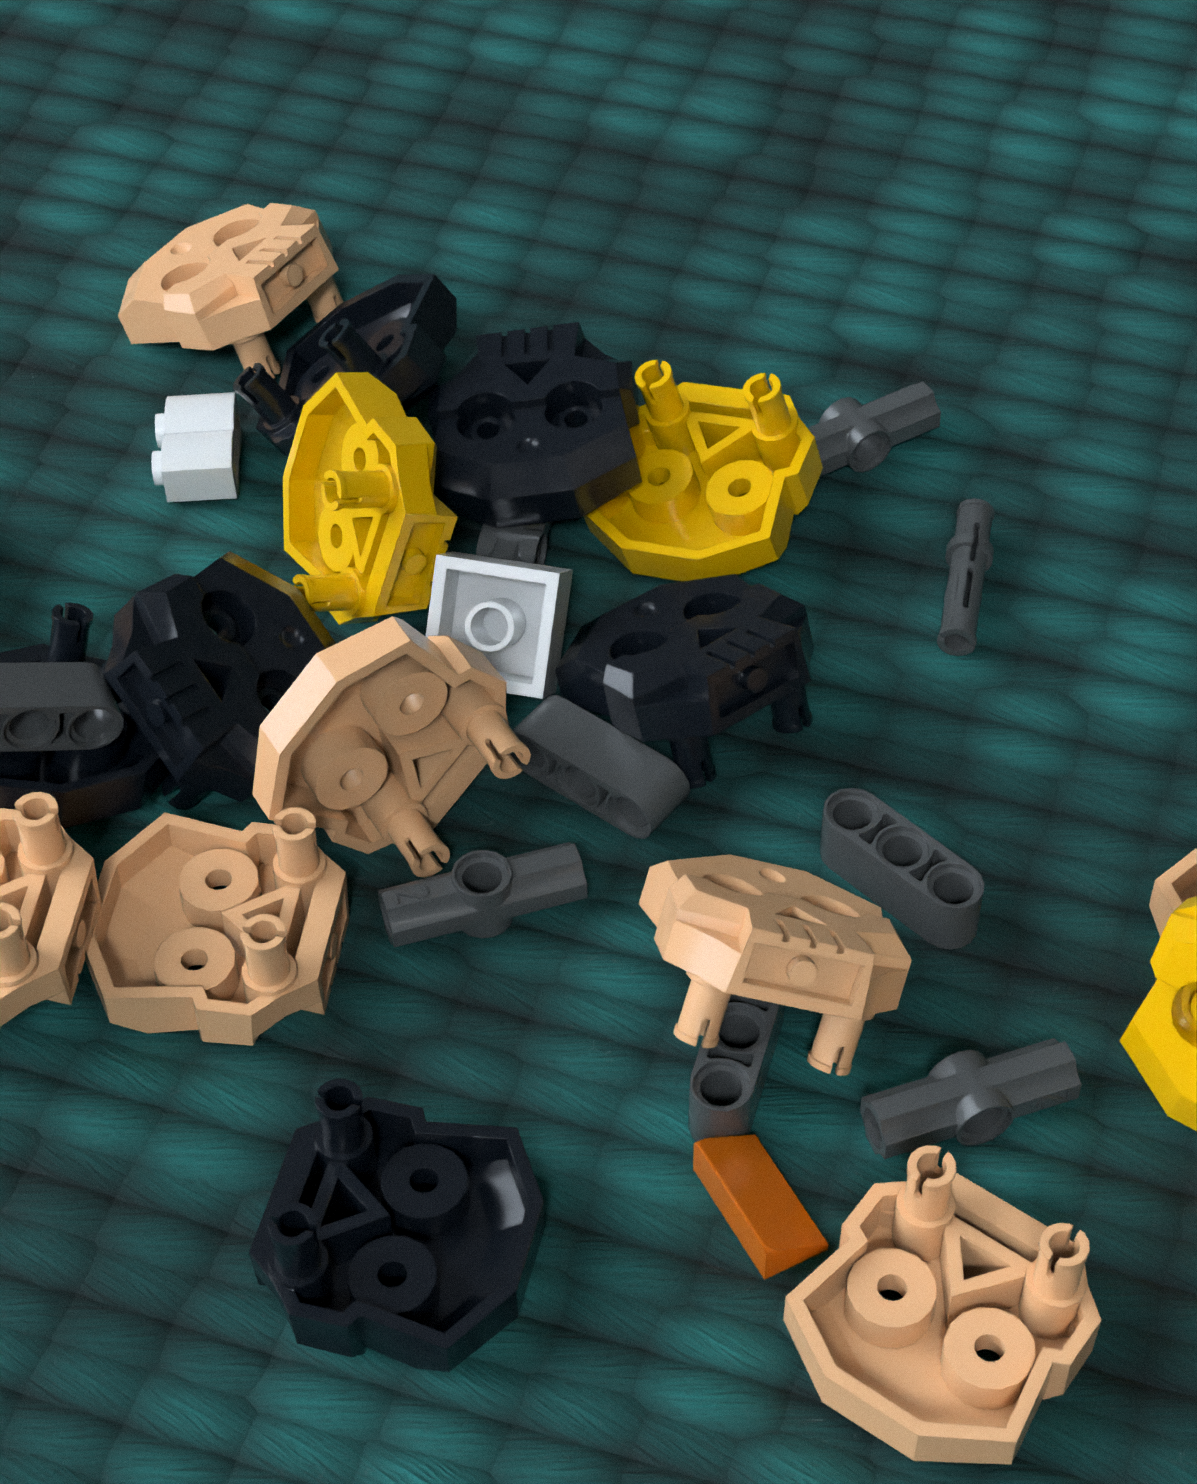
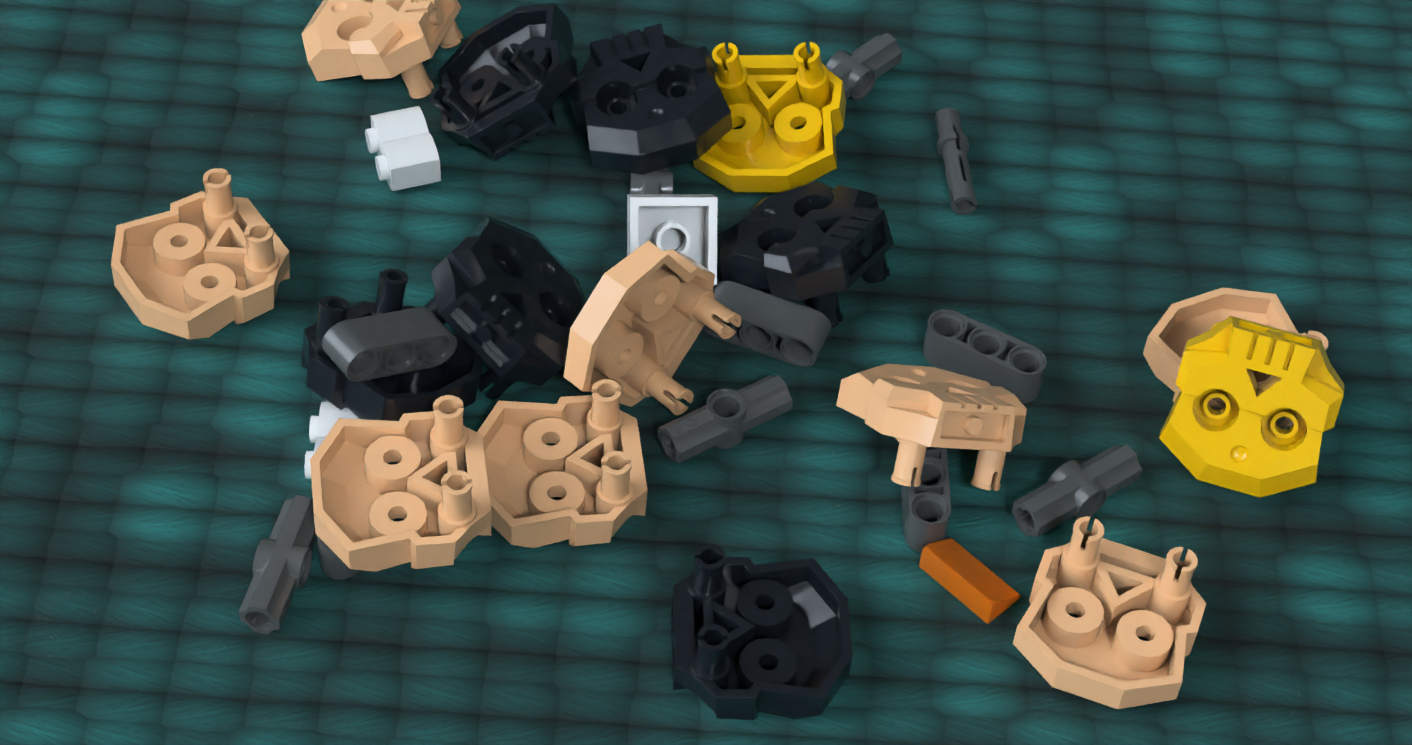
camera: 20 degrees left, 0 degrees up
(362, 502) = (555, 168): yellow brick -> none

